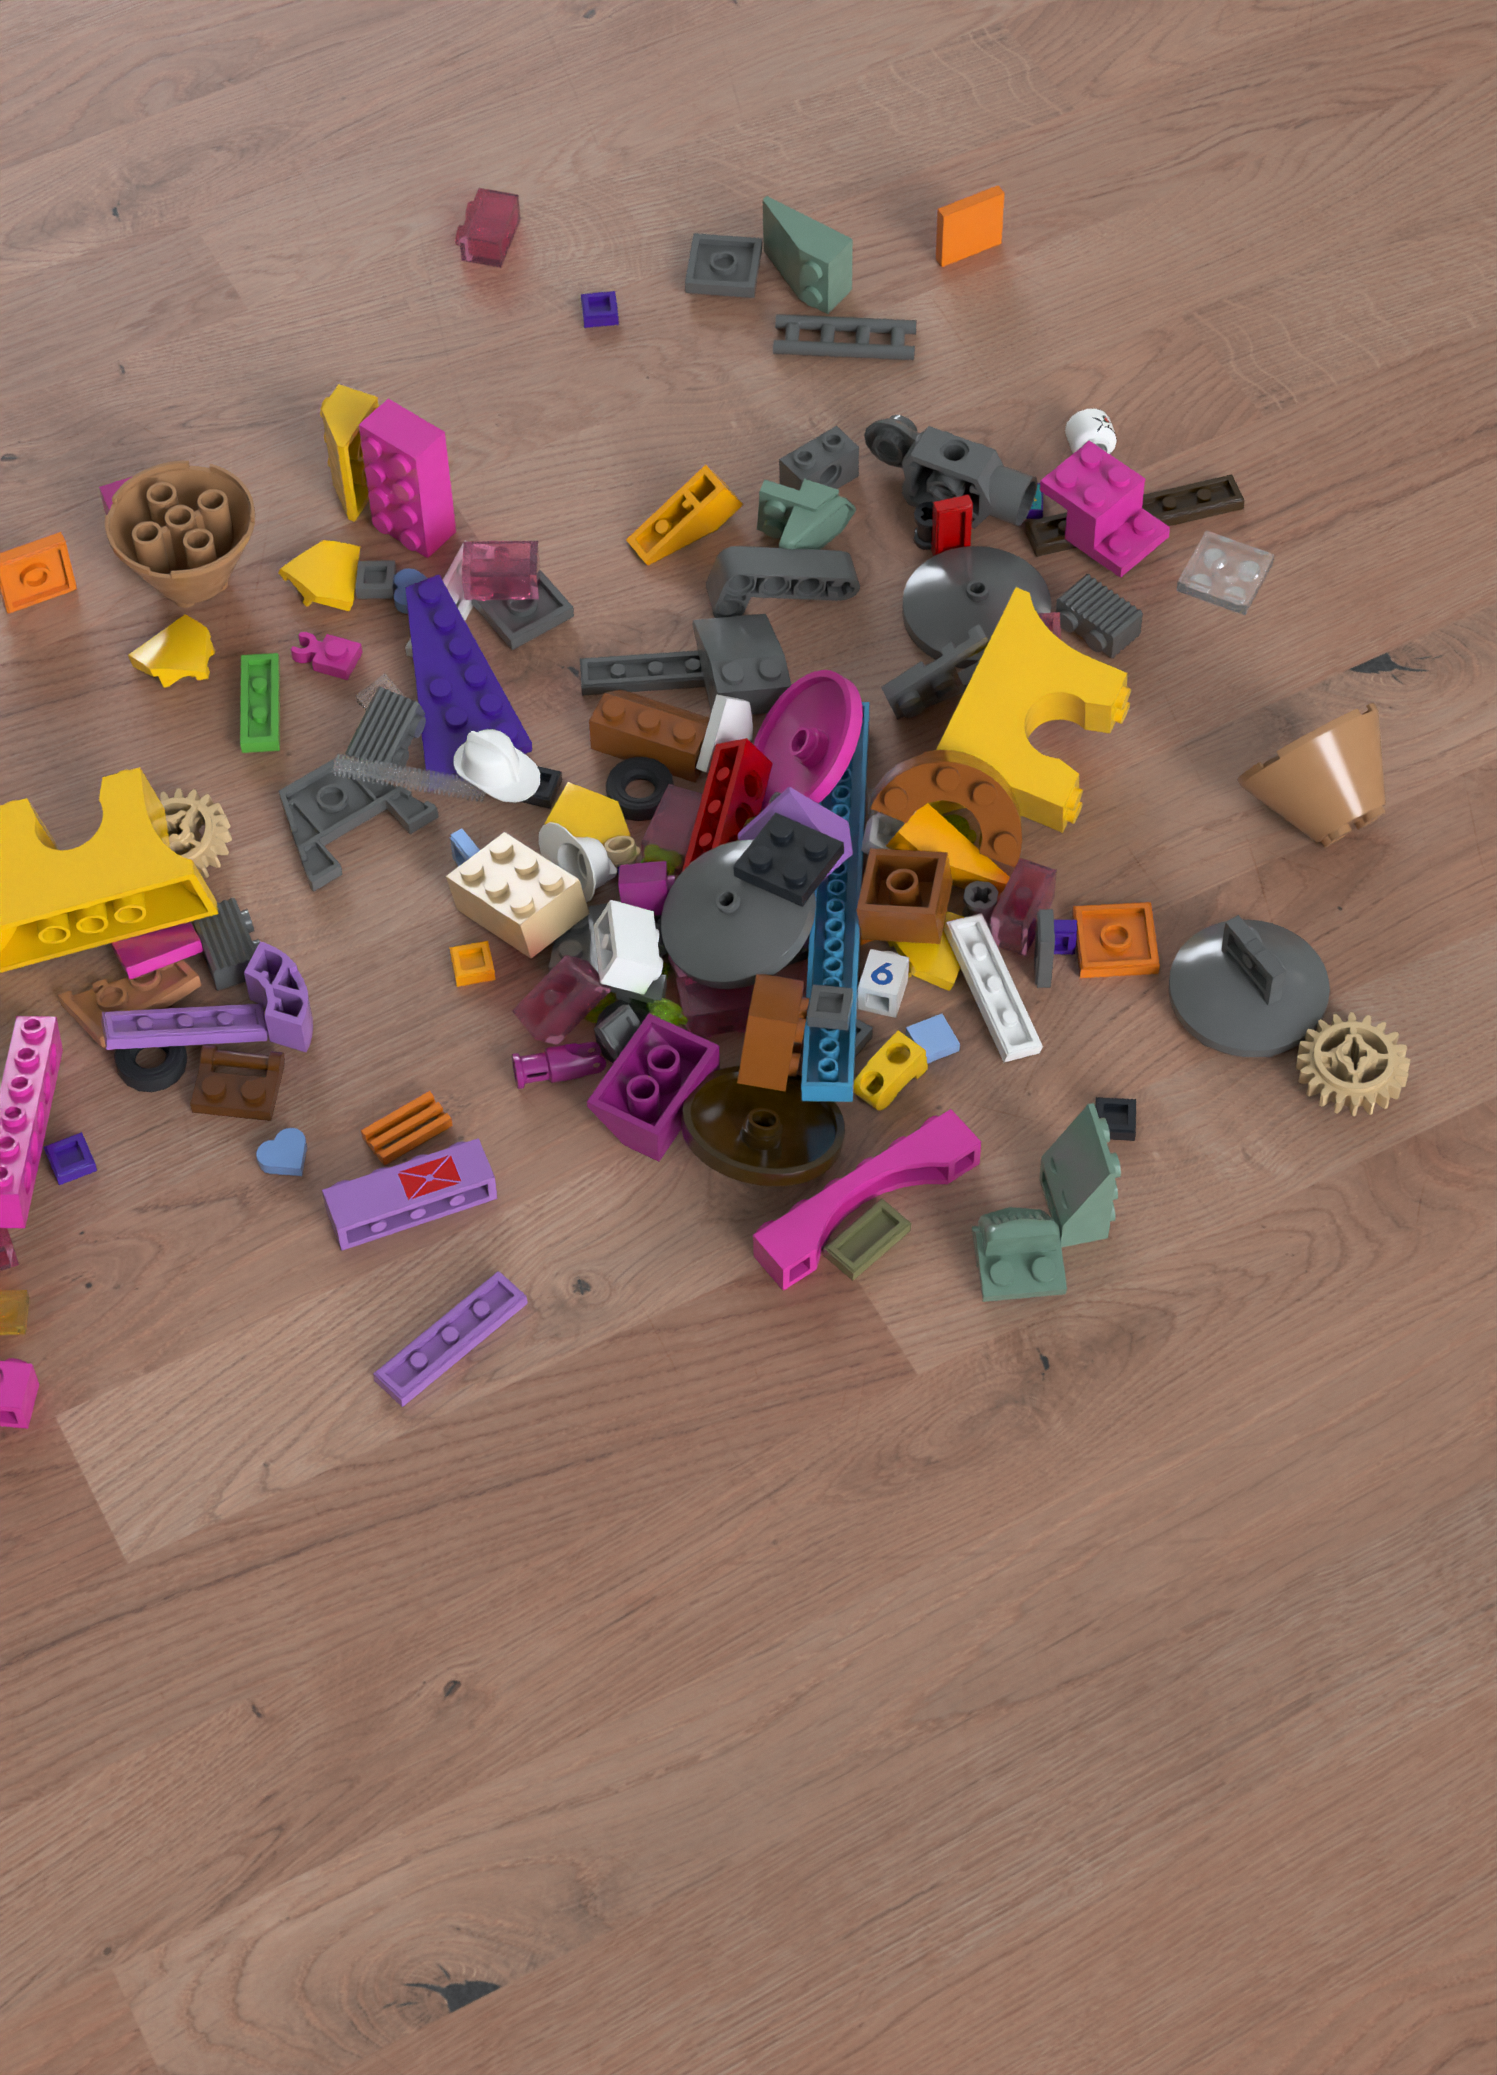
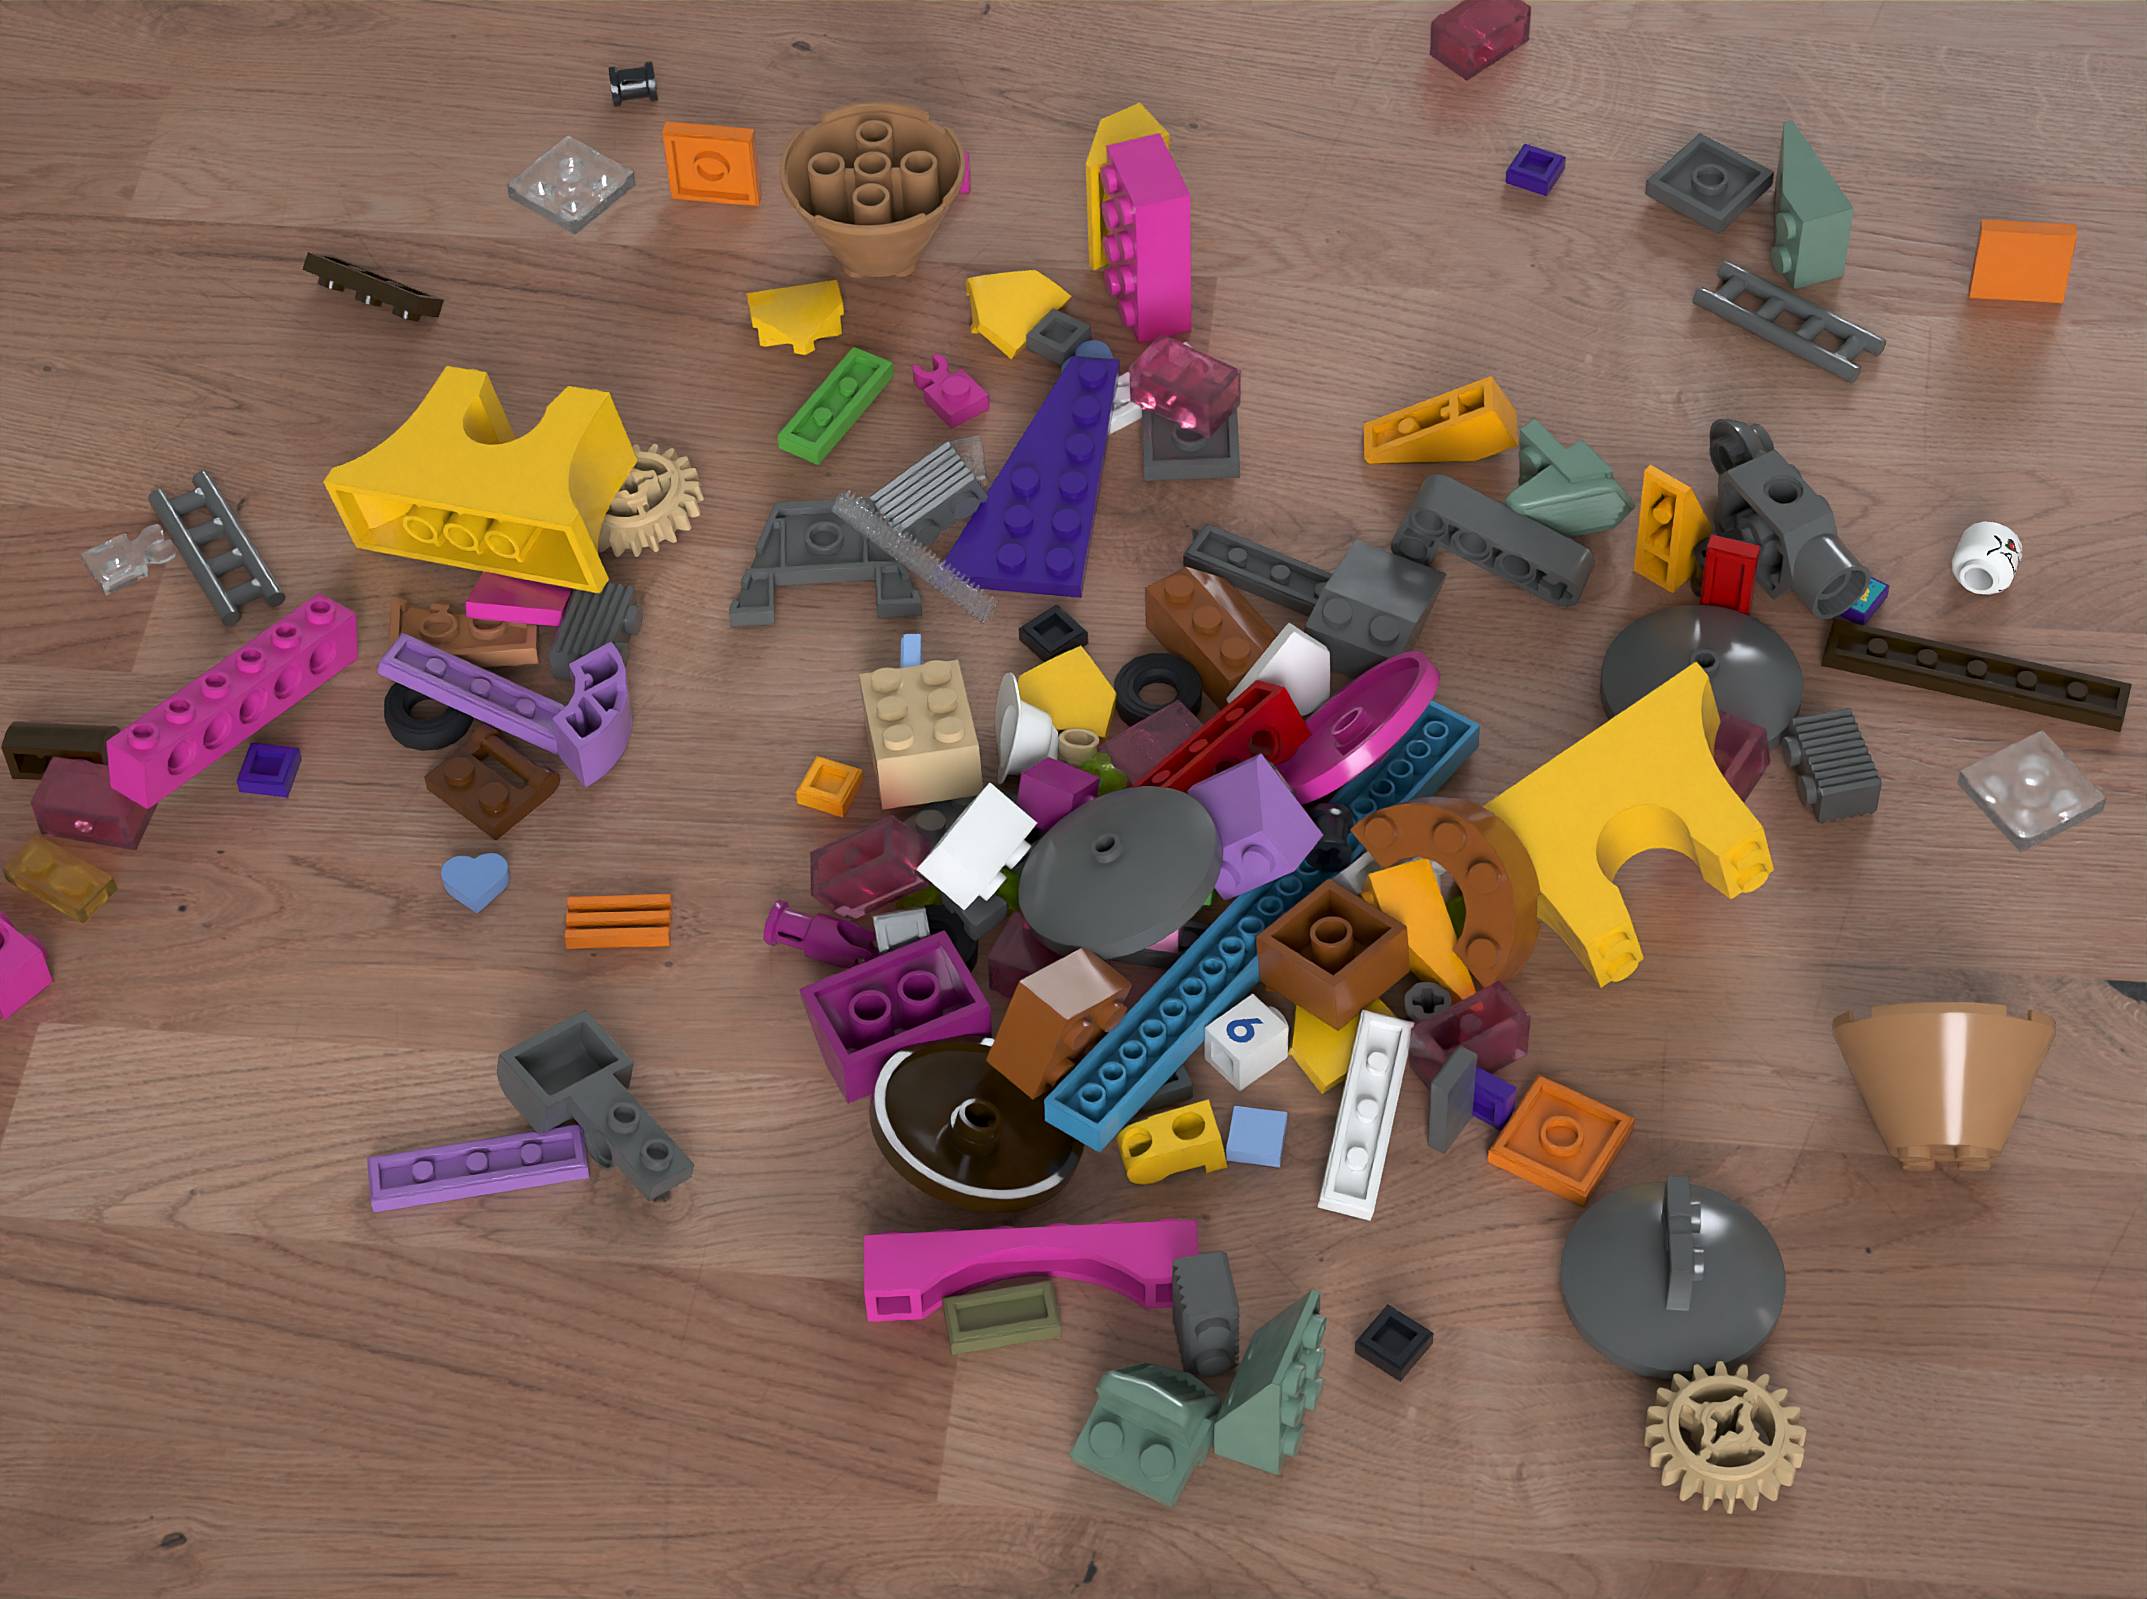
camera: 35 degrees right, 5 degrees down
(409, 1193) = (548, 985): medium lavender brick -> none
(475, 1238) = (586, 1076): none -> dark grey plate
(497, 766) = (1017, 591): white piece -> none
(667, 1011) = (970, 944): clear neon green plate -> none
(788, 859) = (1202, 835): black plate -> none
(827, 460) = (1639, 438): dark grey brick -> none
(830, 1007) = (1140, 1029): dark grey plate -> none
(843, 808) = (1332, 850): none -> black bush
(893, 514) = (1668, 530): none -> light orange slope
(936, 681) = (1537, 733): dark grey wing -> none
(1004, 1163) = (1205, 1313): none -> dark grey brick
(1104, 508) = (1926, 643): dark pink bracket -> none

